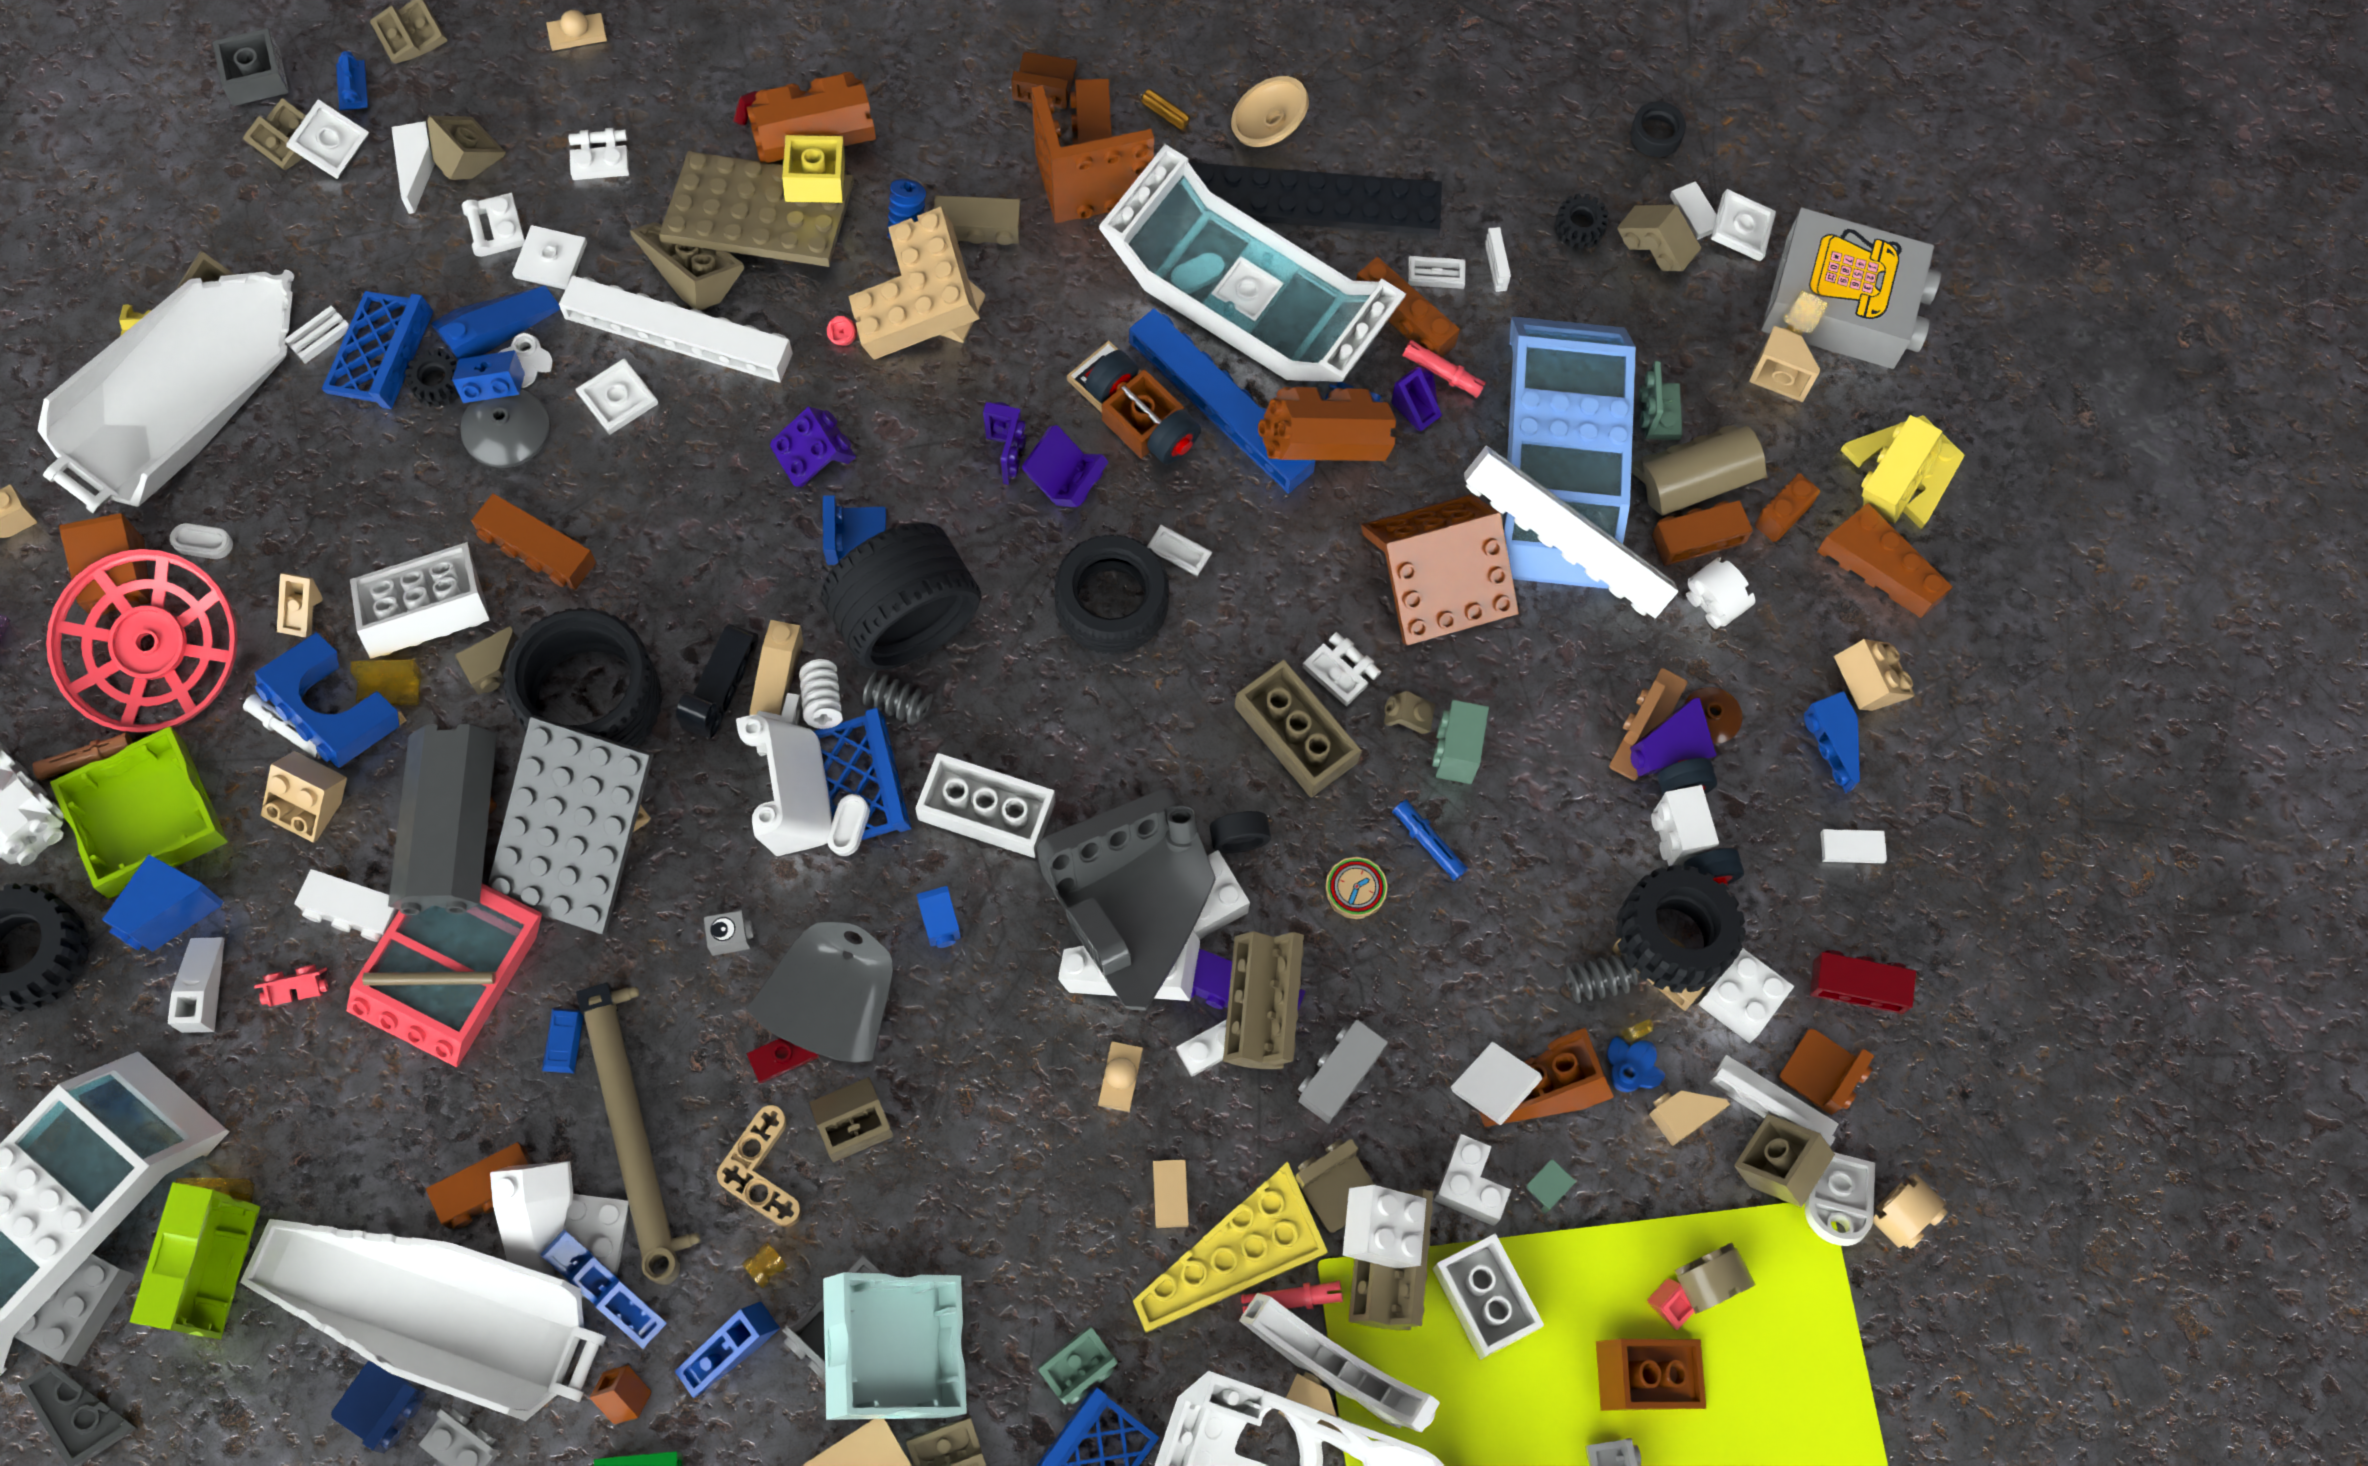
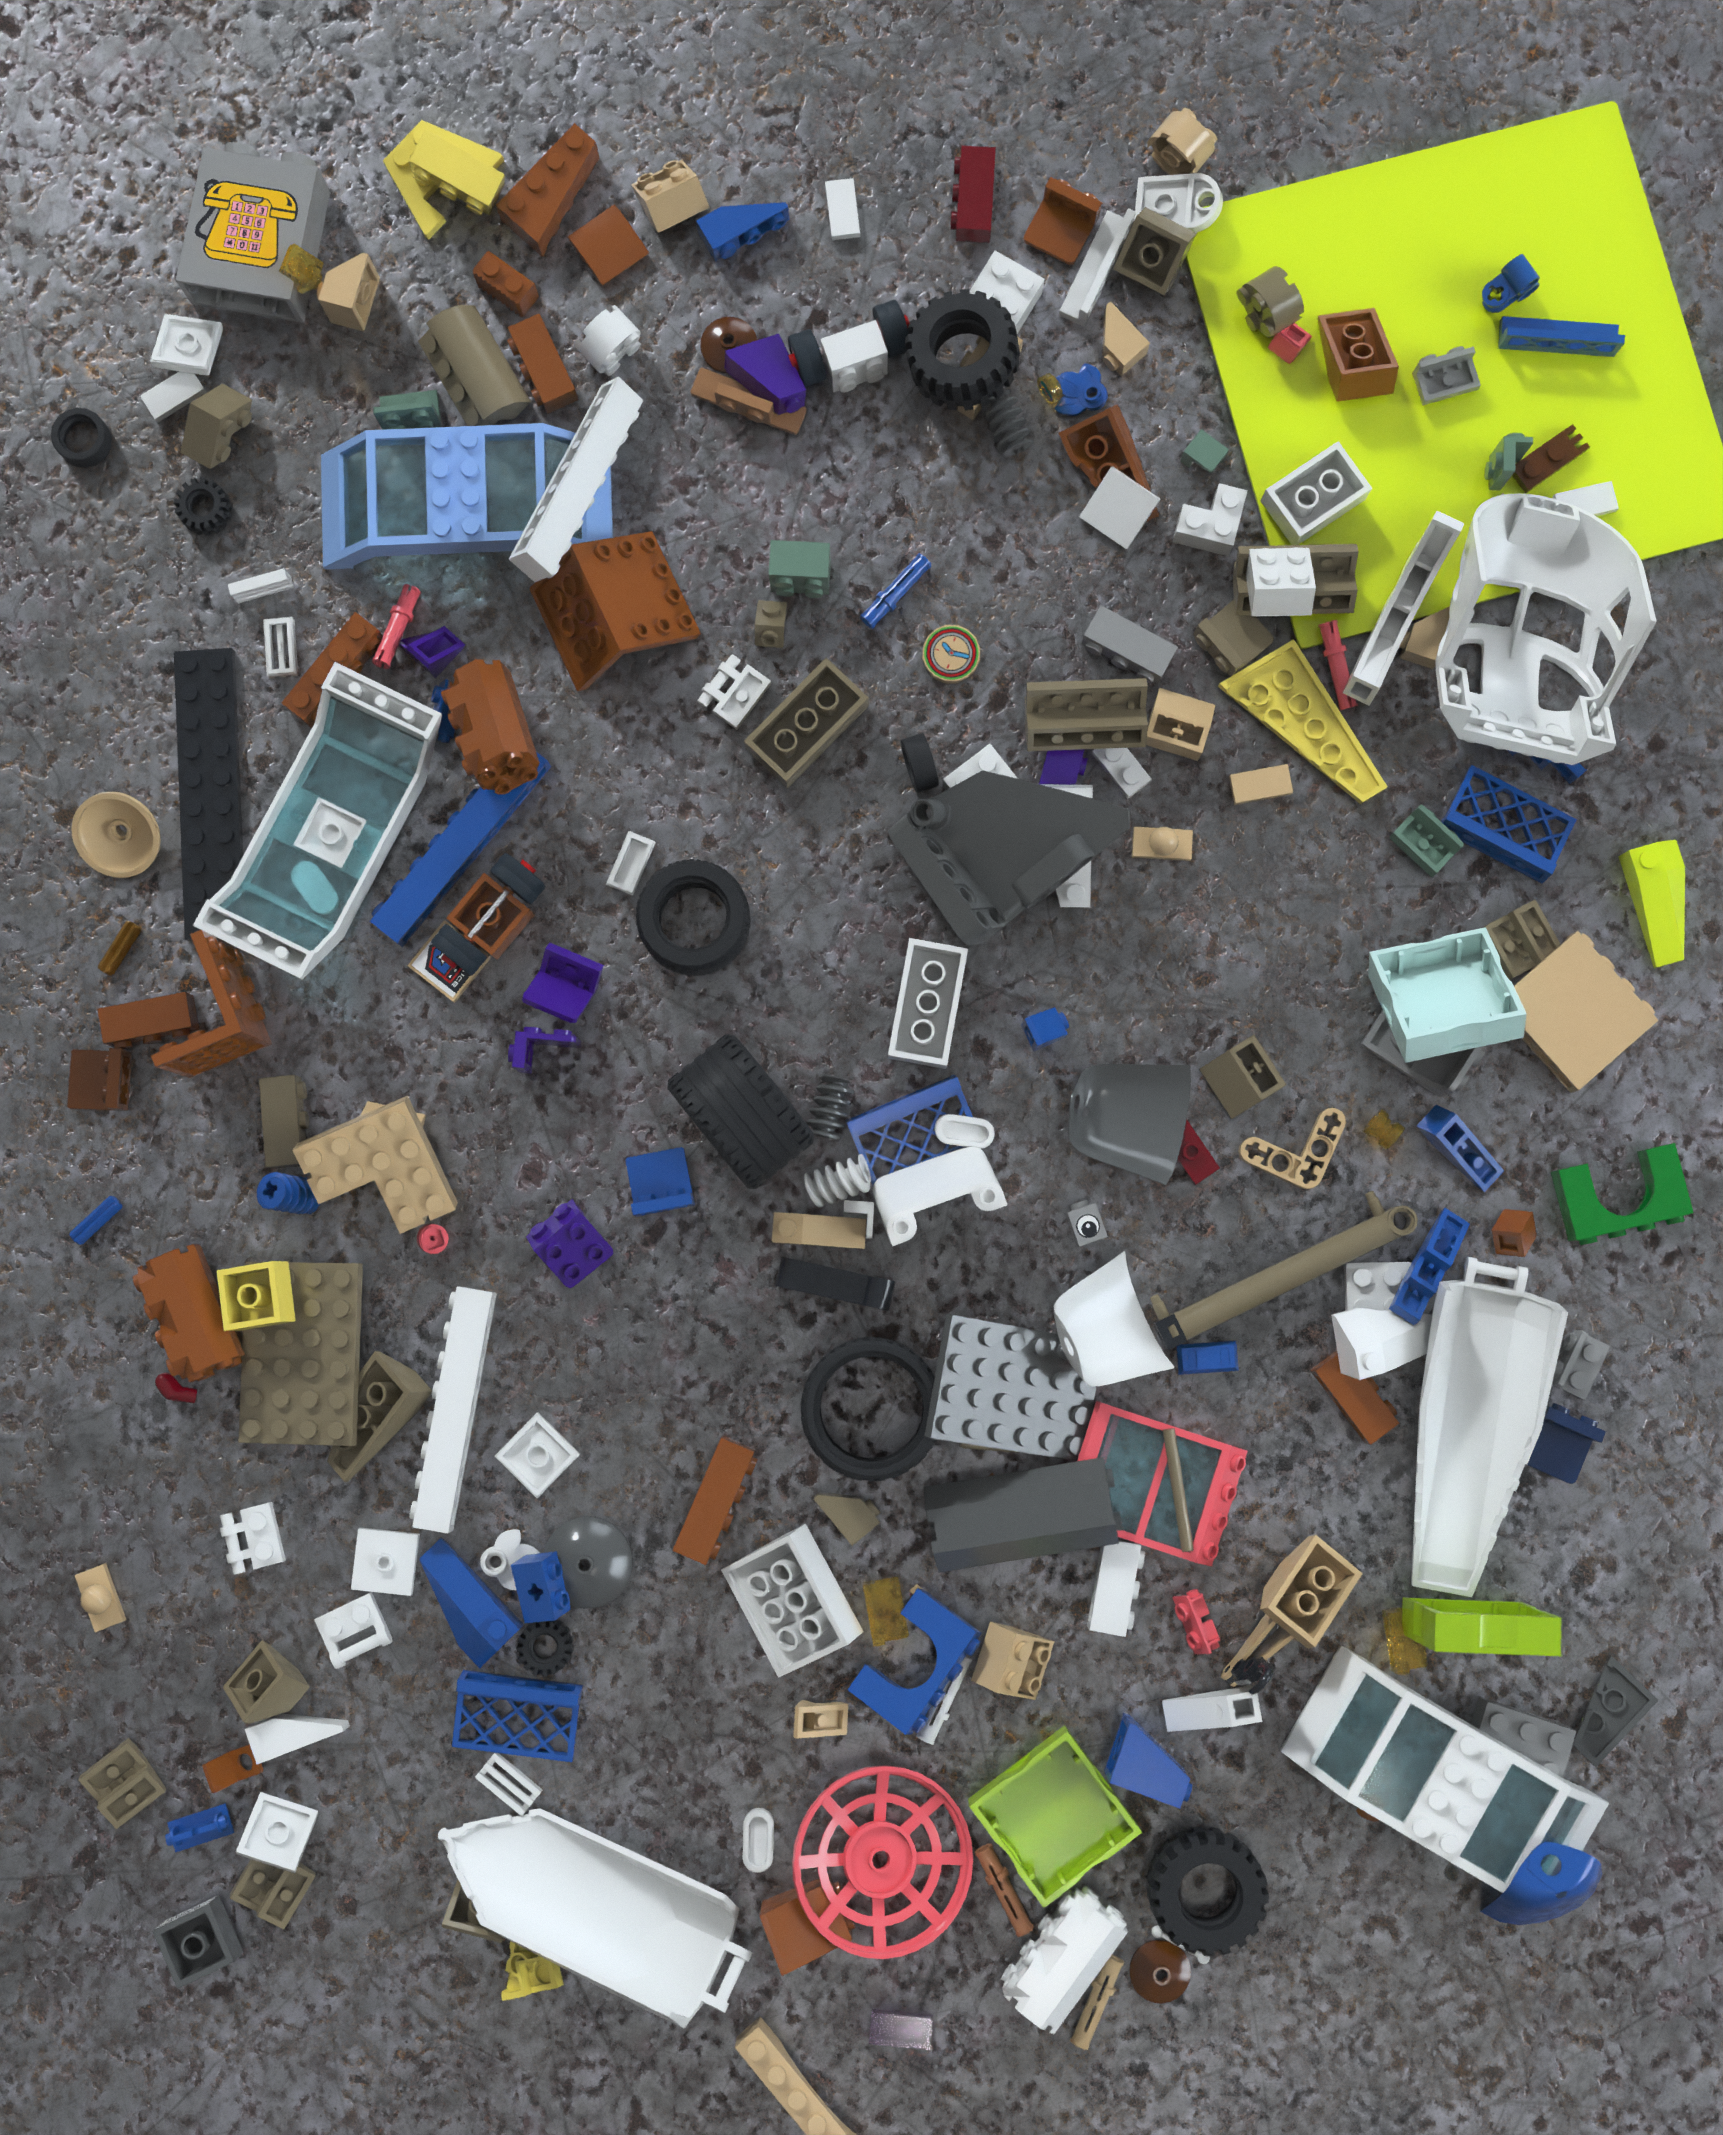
camera: 90 degrees left, 15 degrees up
(277, 1082) = (1302, 1600): none -> tan slope
(394, 106) = (228, 1769): none -> dark orange bracket
(611, 931) = (1106, 1328): none -> white piece
(917, 63) = (95, 1220): none -> blue axle
(1249, 1110) = (1179, 724): none -> tan slope
(1824, 610) = (608, 245): none -> dark orange slope

